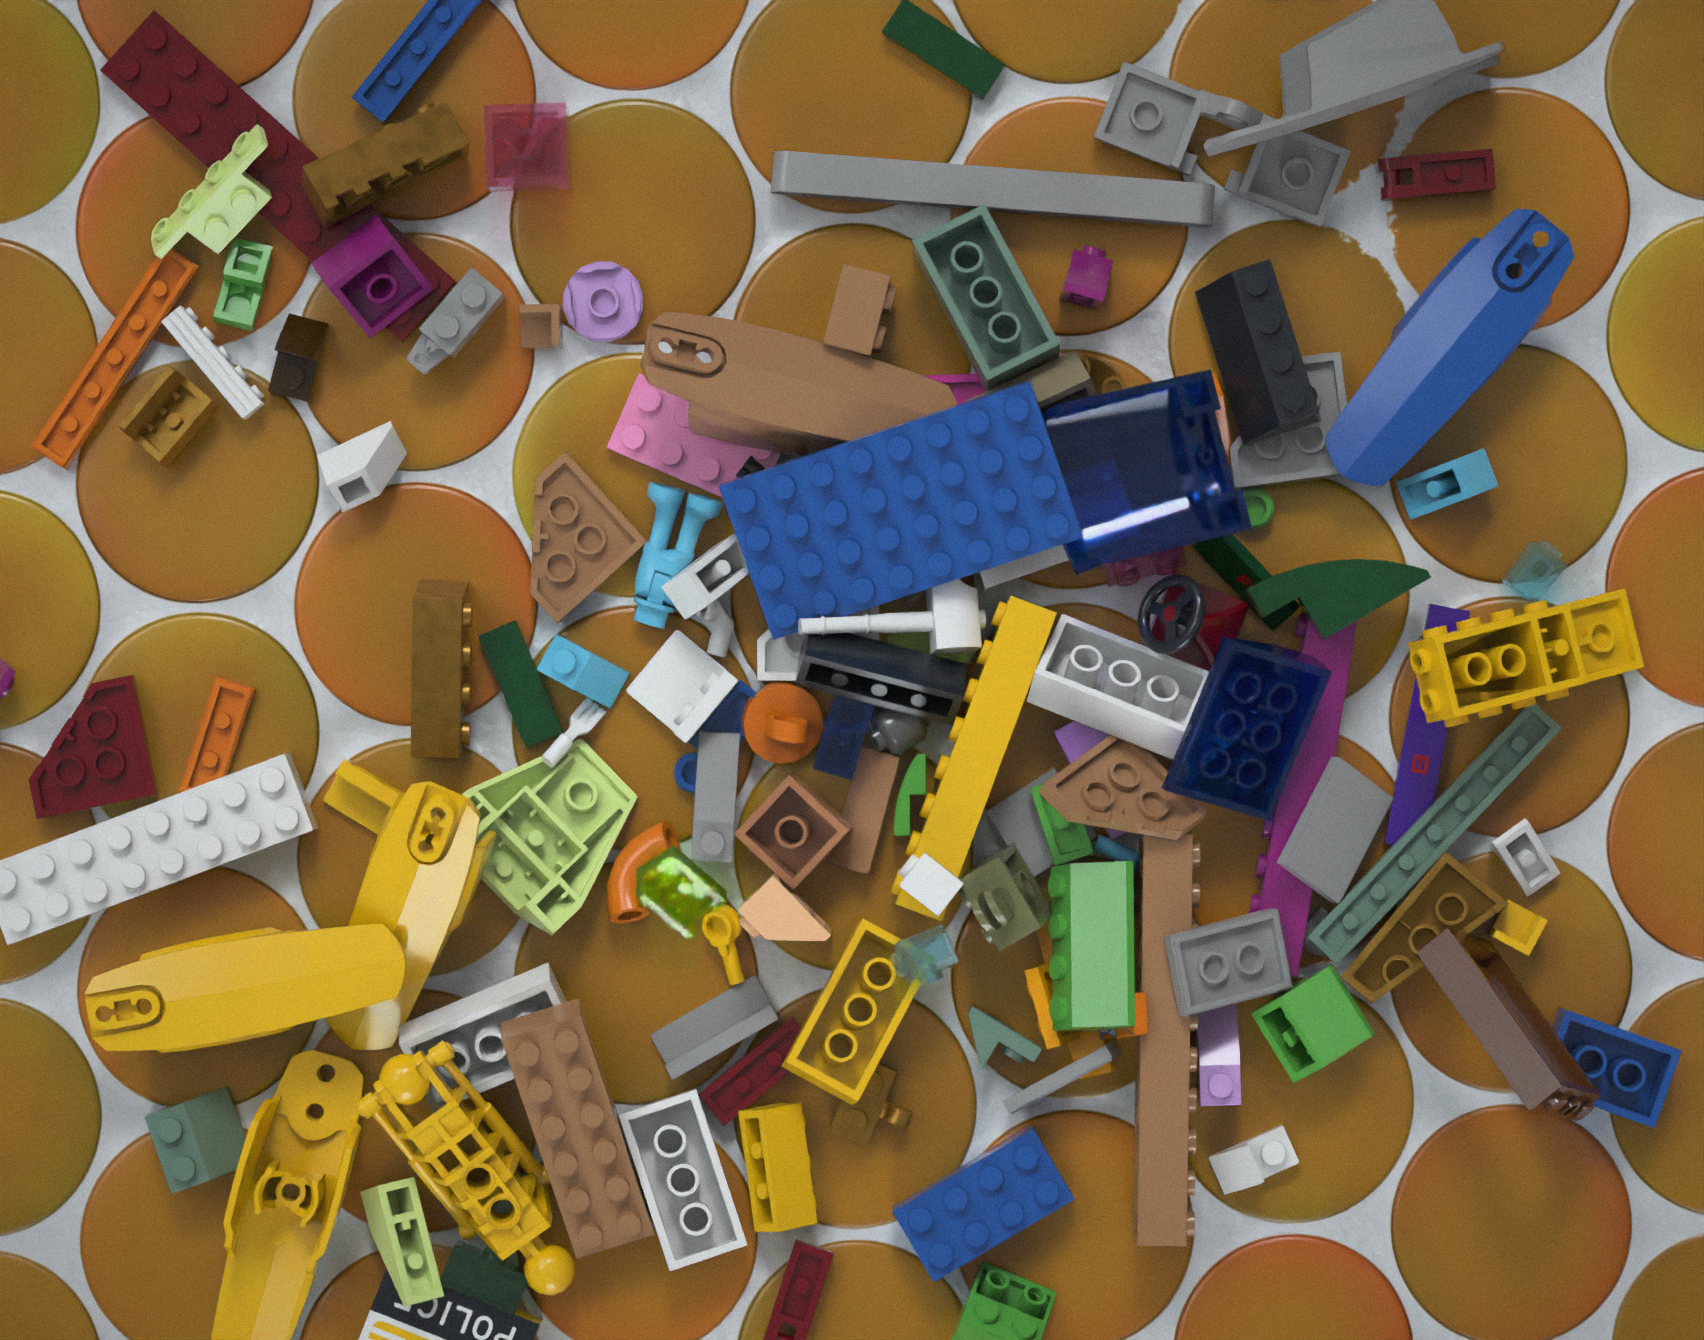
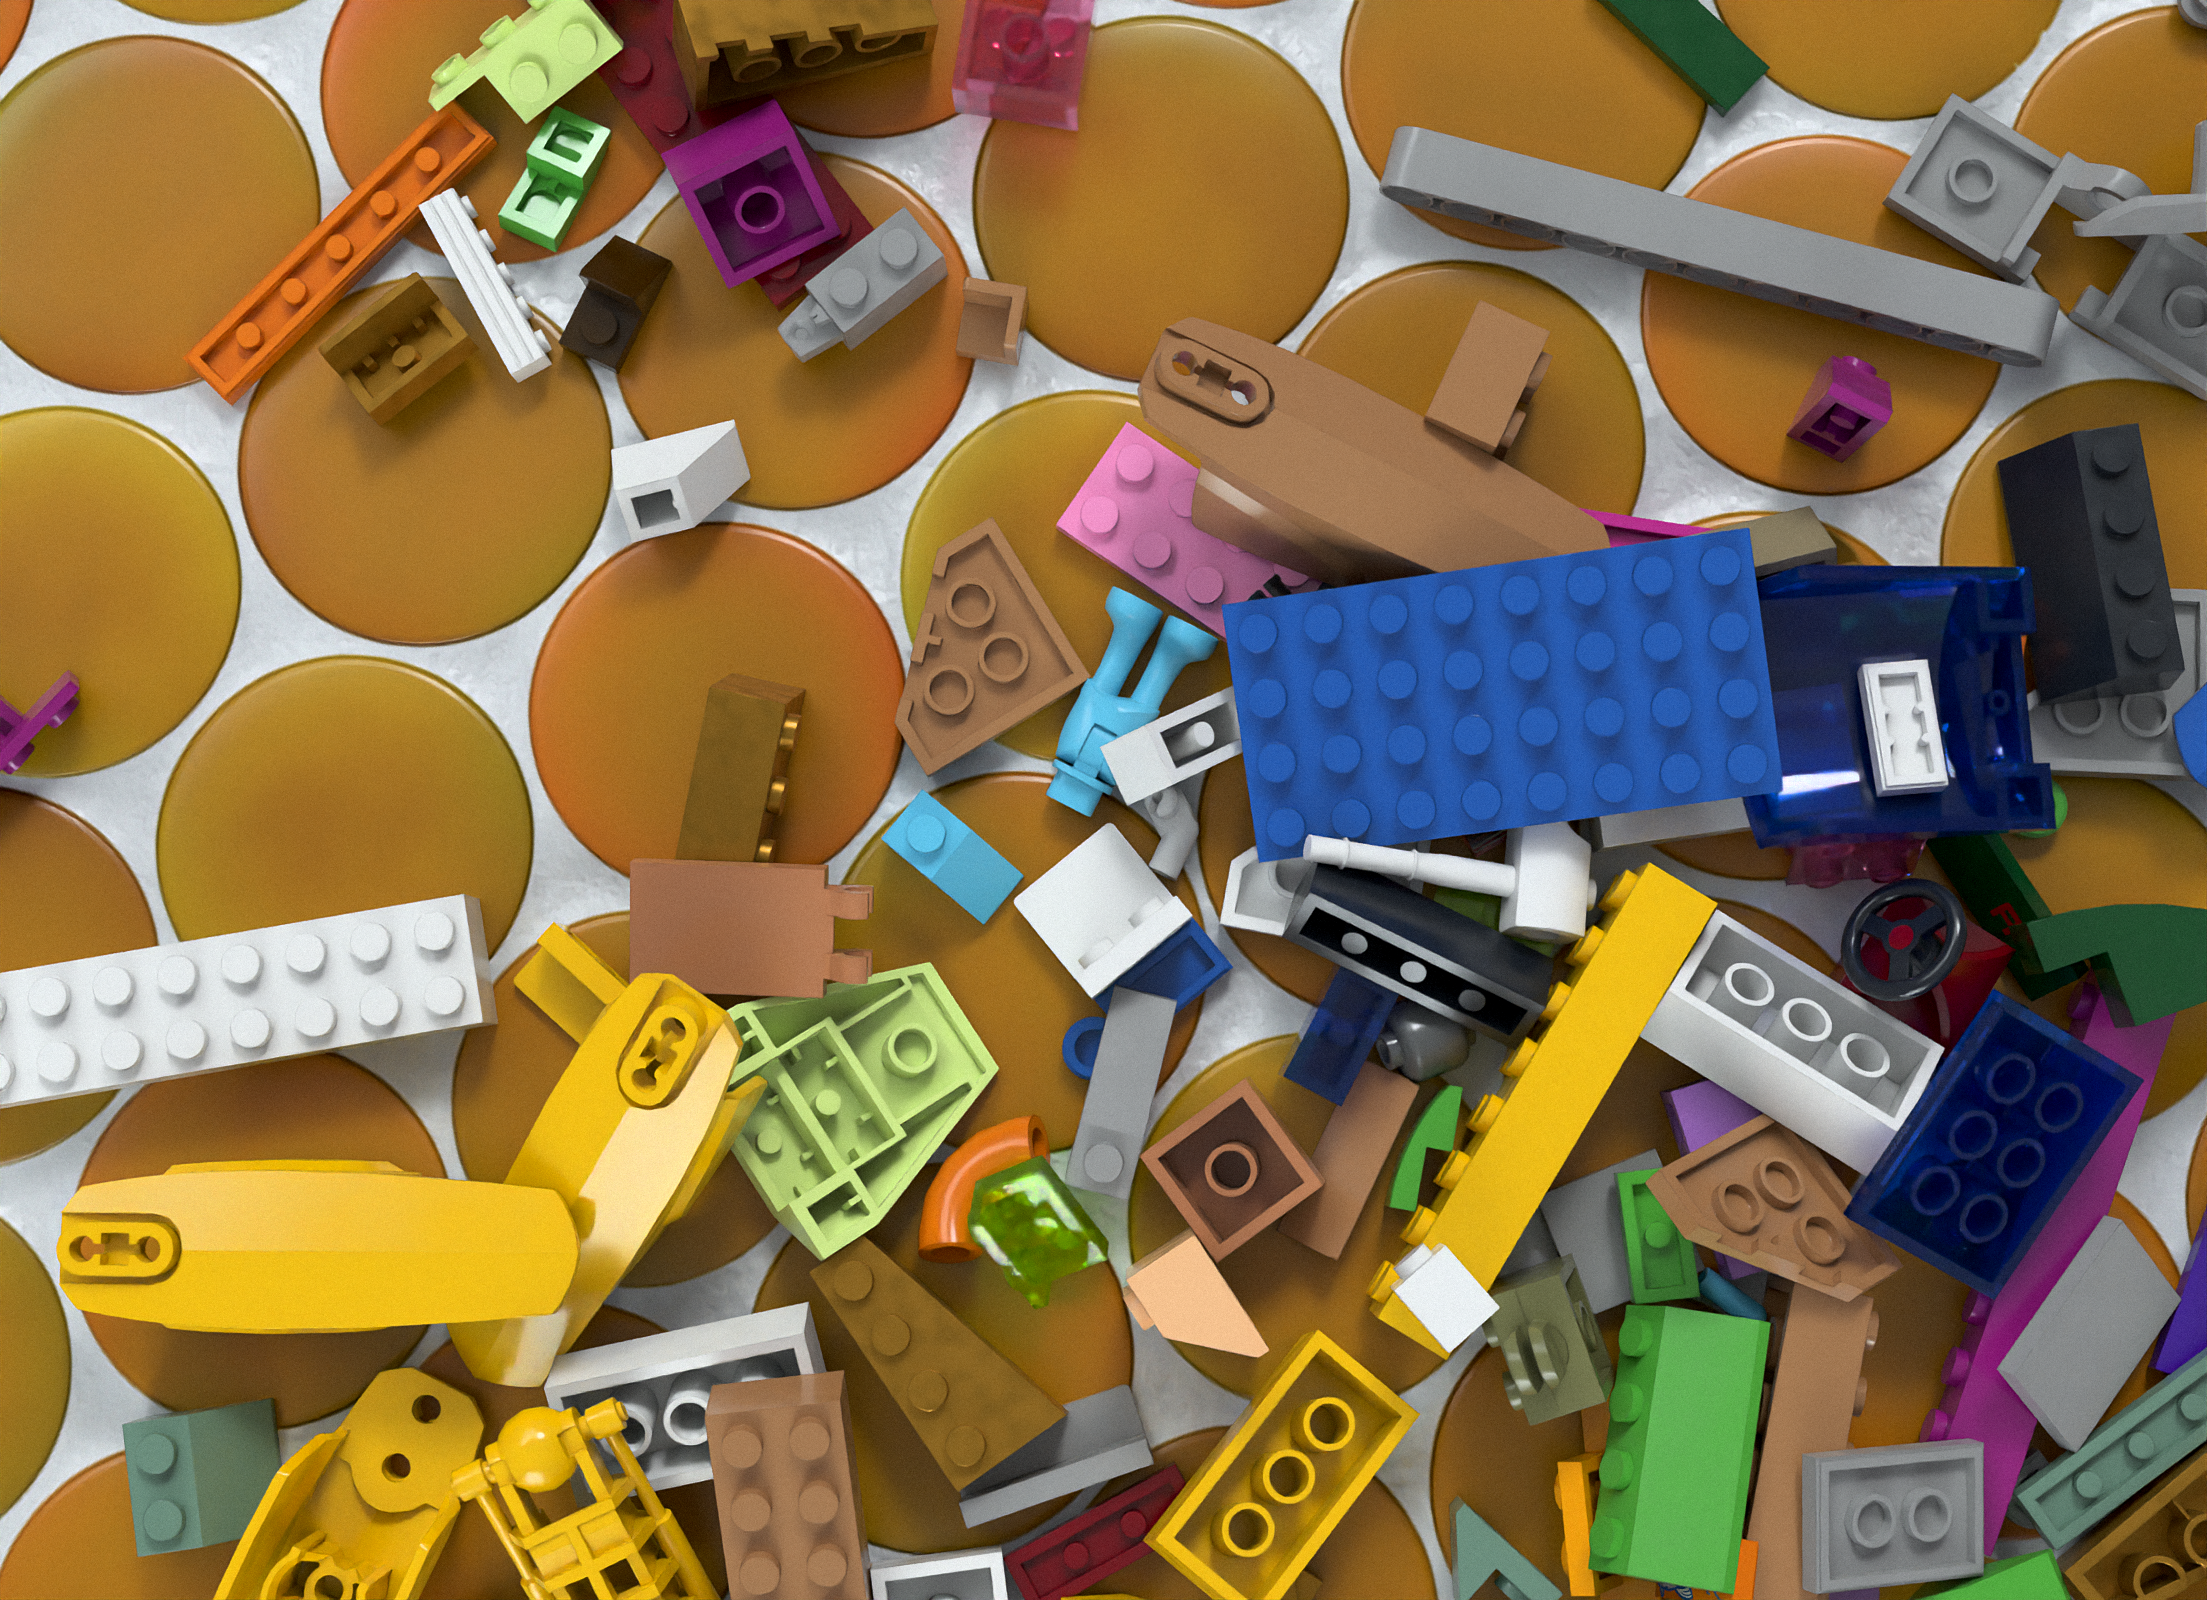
camera: 20 degrees right, 5 degrees down
(97, 754) = (180, 842): dark red plate -> none
(218, 733) = (375, 844): orange tile -> none
(462, 740) = (744, 926): none -> nougat tile
(521, 683) = (853, 848): dark green tile -> none
(580, 723) = (932, 939): white piece -> none
(603, 301) = (1093, 307): lavender tile -> none
(636, 987) = (944, 1375): none -> pearl gold wedge
(721, 929) = (1090, 1301): yellow plate -> none
(782, 722) = (1245, 997): orange tile -> none
(924, 956) = (1408, 1410): clear light blue brick -> none
(985, 298) = (1684, 402): sand green brick -> none
(1151, 482) = (1902, 728): none -> white plate

